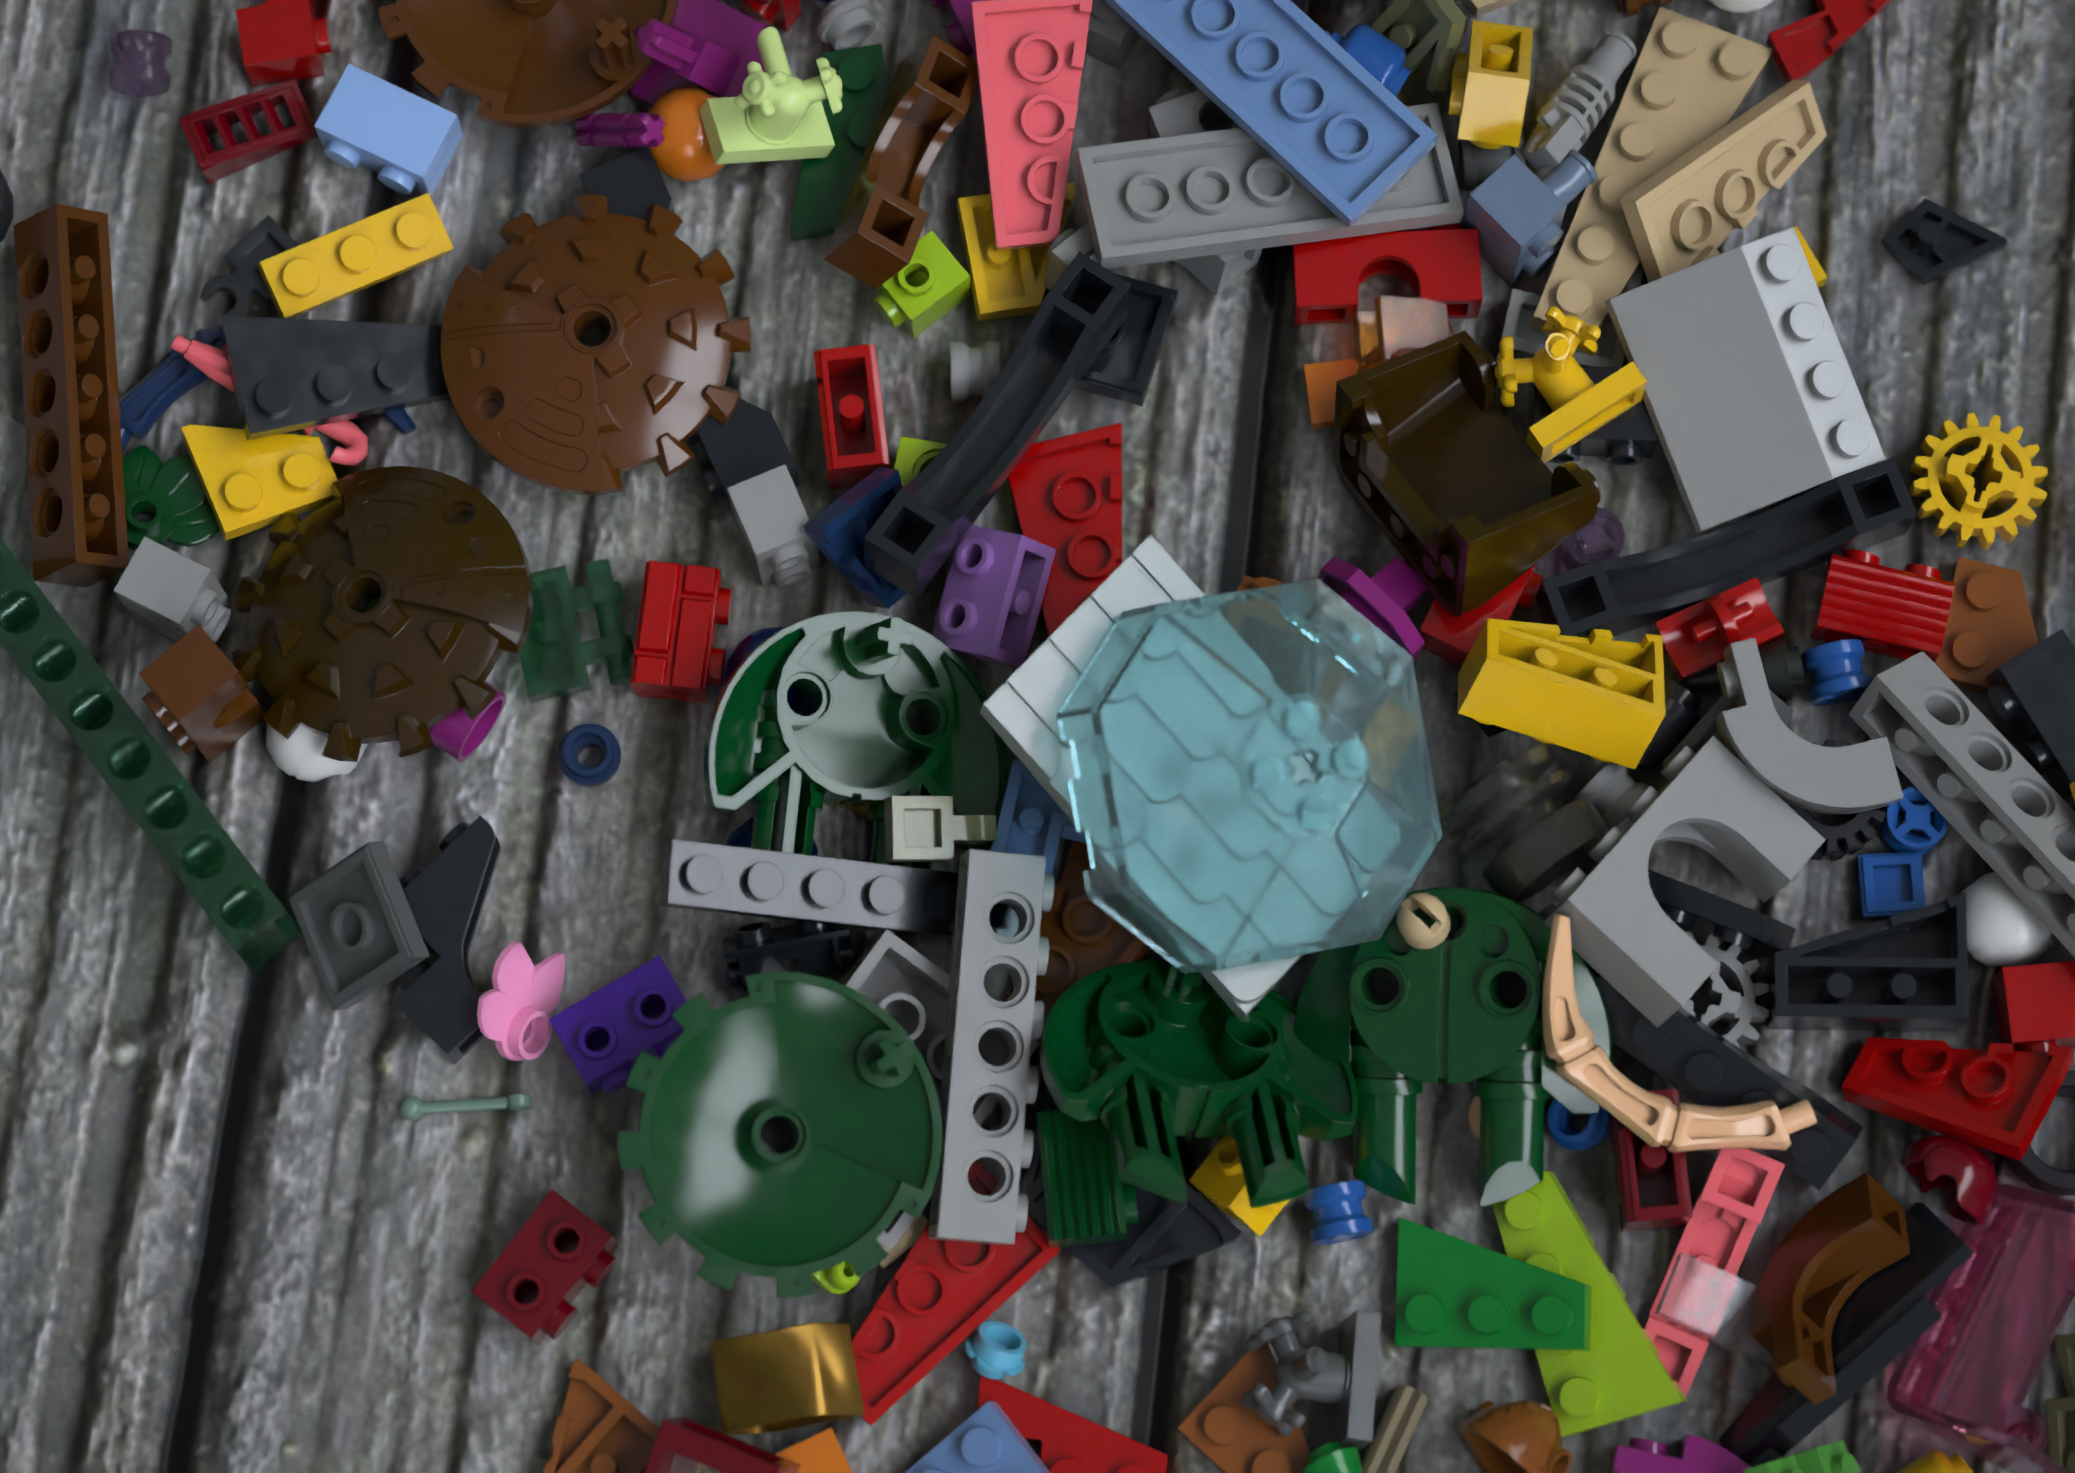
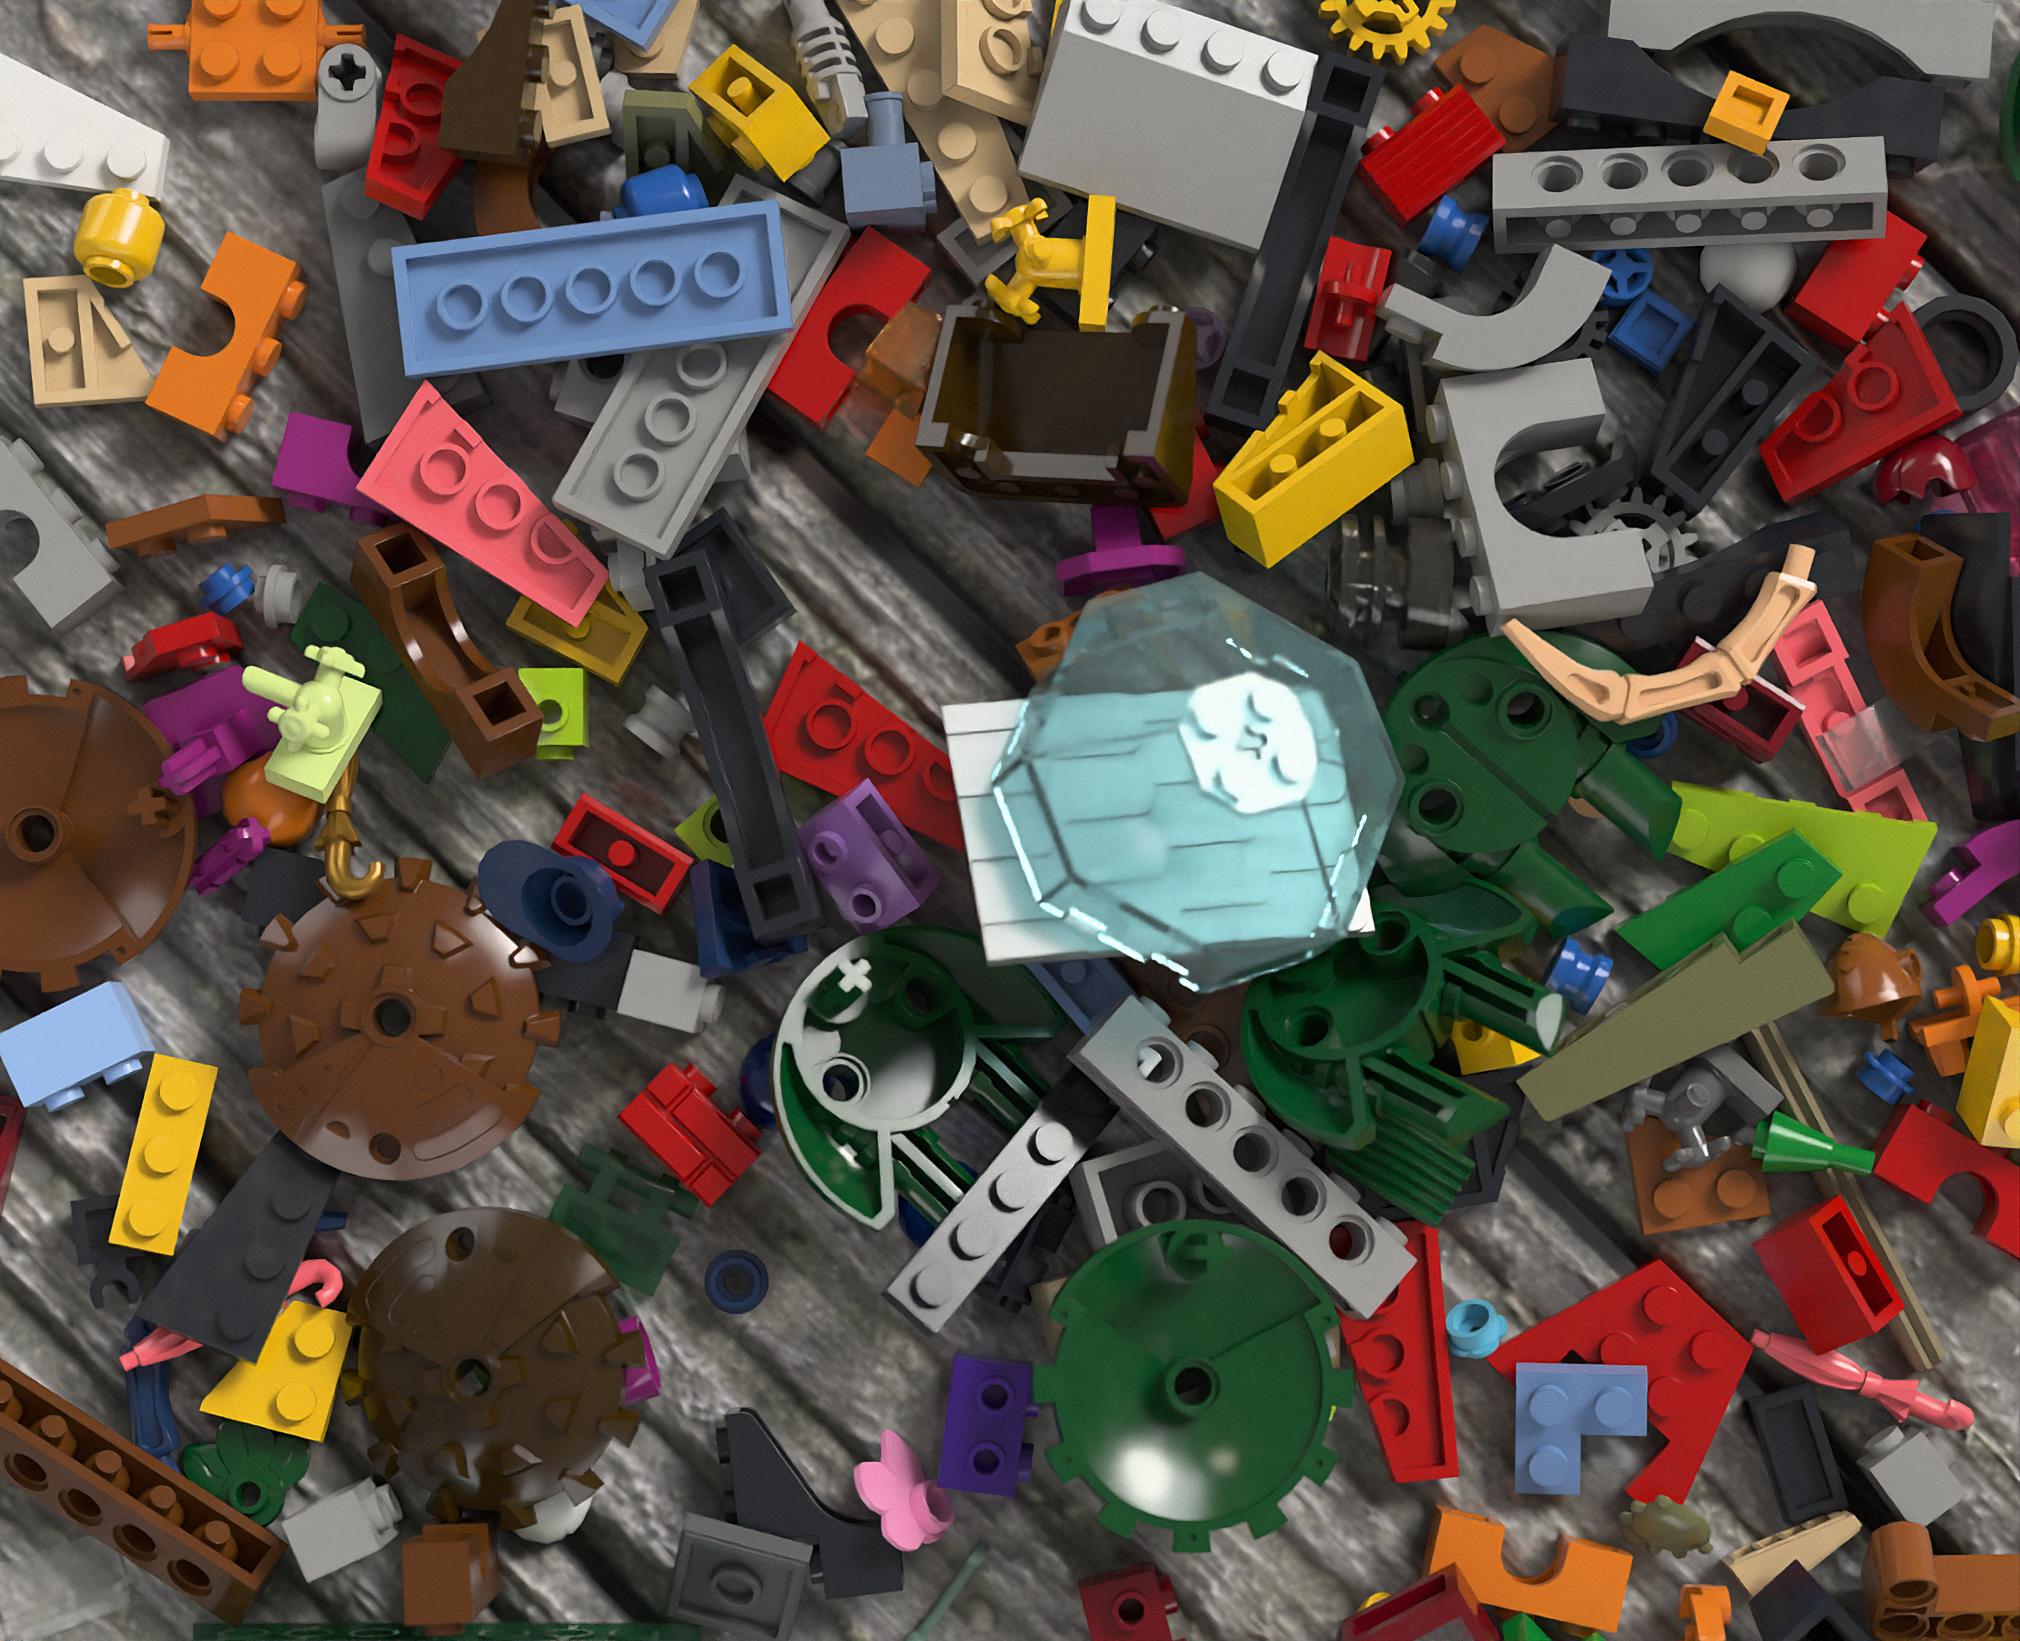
camera: 50 degrees left, 10 degrees up
(698, 196) = (340, 838): none -> pearl gold piece
(775, 377) = (550, 898): none -> dark blue piece
(786, 1378) = (1376, 1518): pearl gold piece -> none
(927, 829) = (1022, 1064): plate -> none
(1368, 1305) = (1679, 1015): none -> olive wedge
(1414, 930) = (1417, 746): tan hinge -> none

